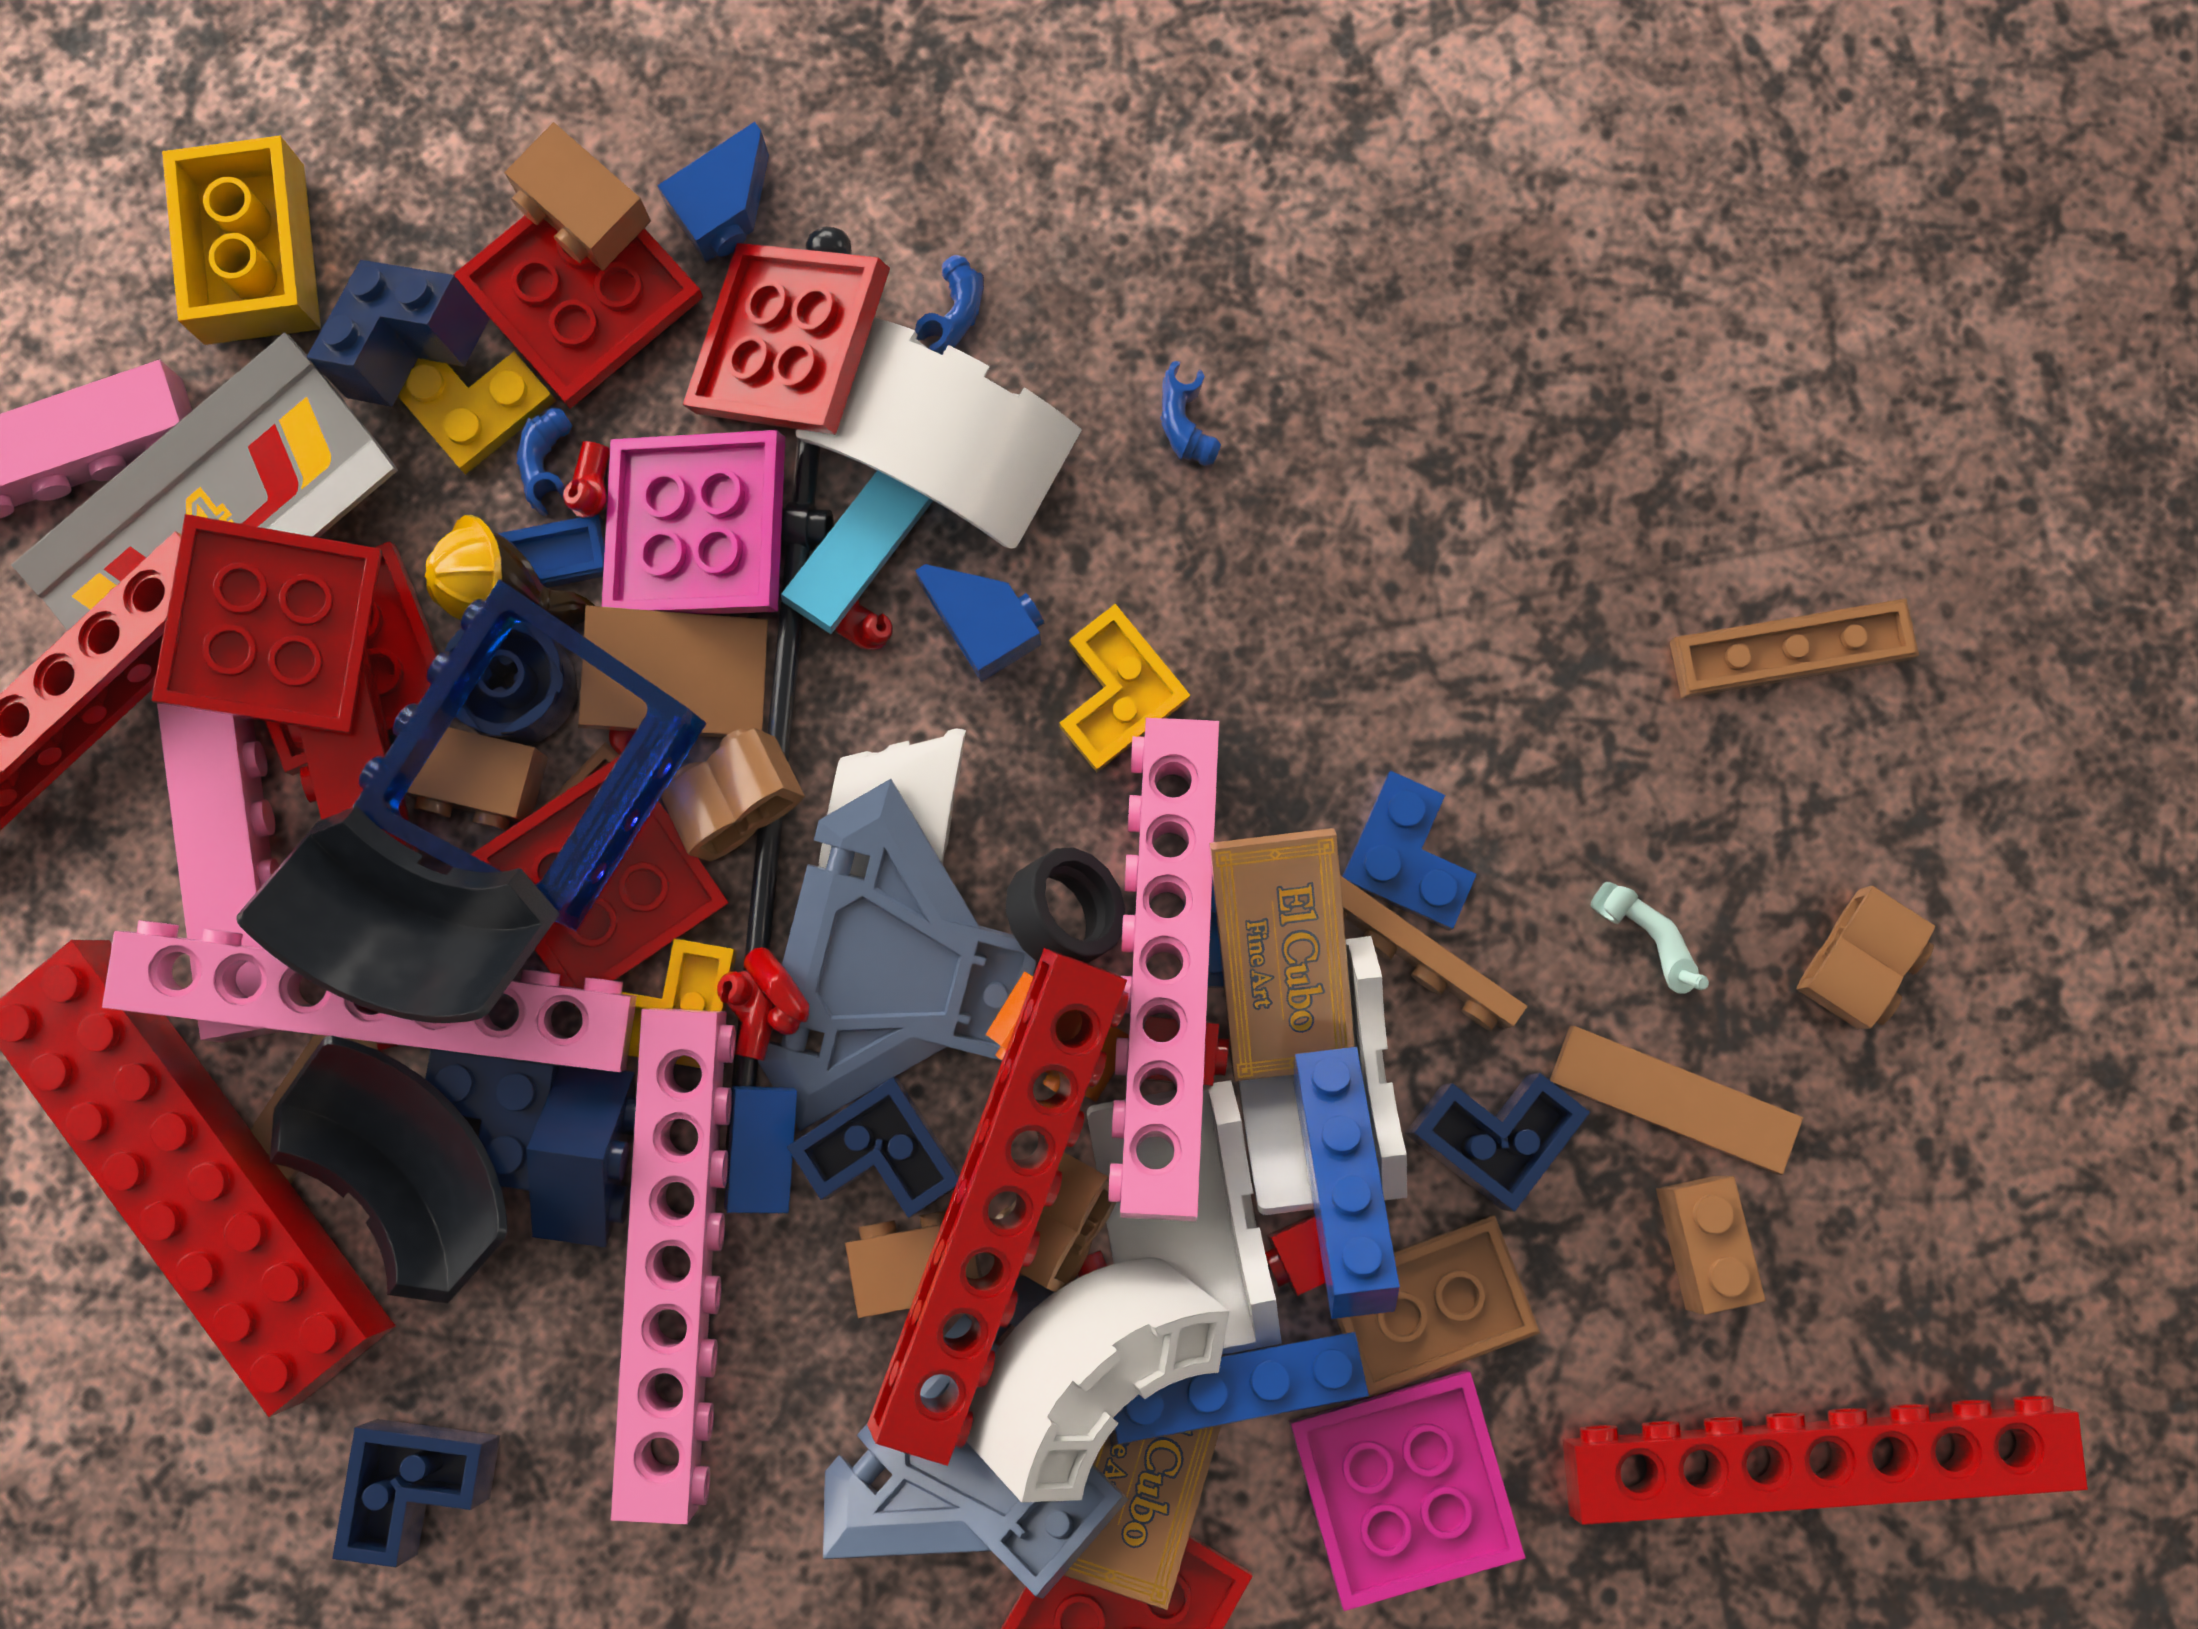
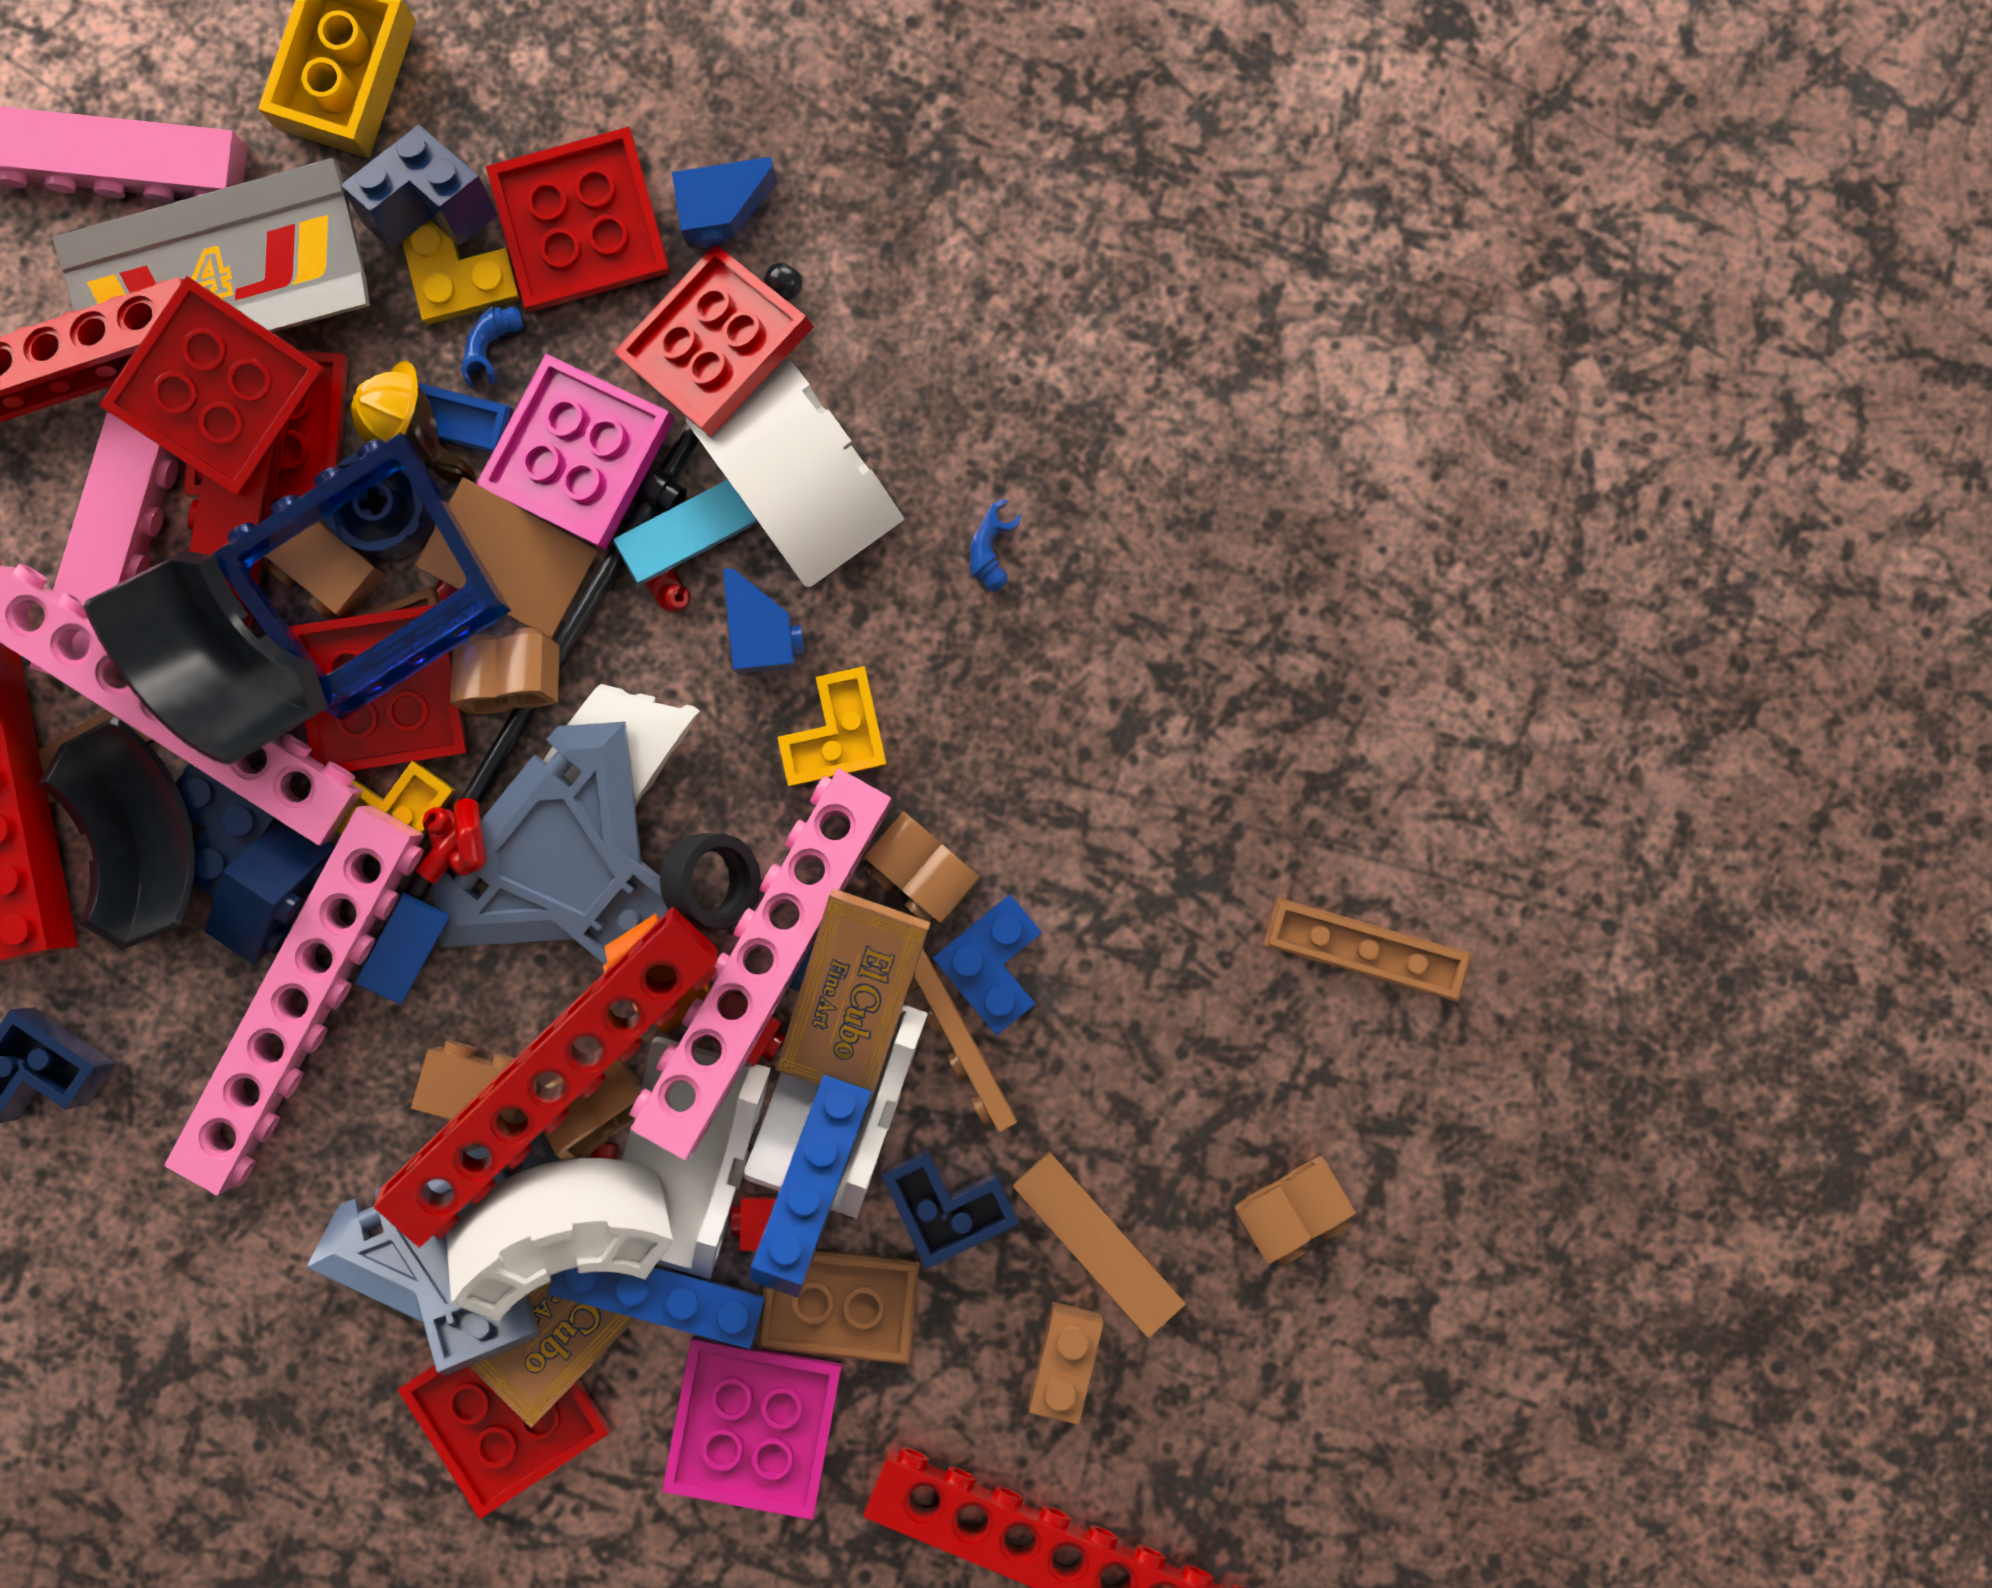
camera: 30 degrees right, 5 degrees up
(577, 197) = (605, 153): medium nougat brick -> none
(587, 490) = (508, 386): red arm -> none
(878, 1133) = (498, 985): dark blue brick -> none
(966, 292) = (871, 369): blue piece -> none
(1282, 787) = (921, 869): none -> medium nougat brick
(1676, 961) = (1153, 1143): light aqua piece -> none

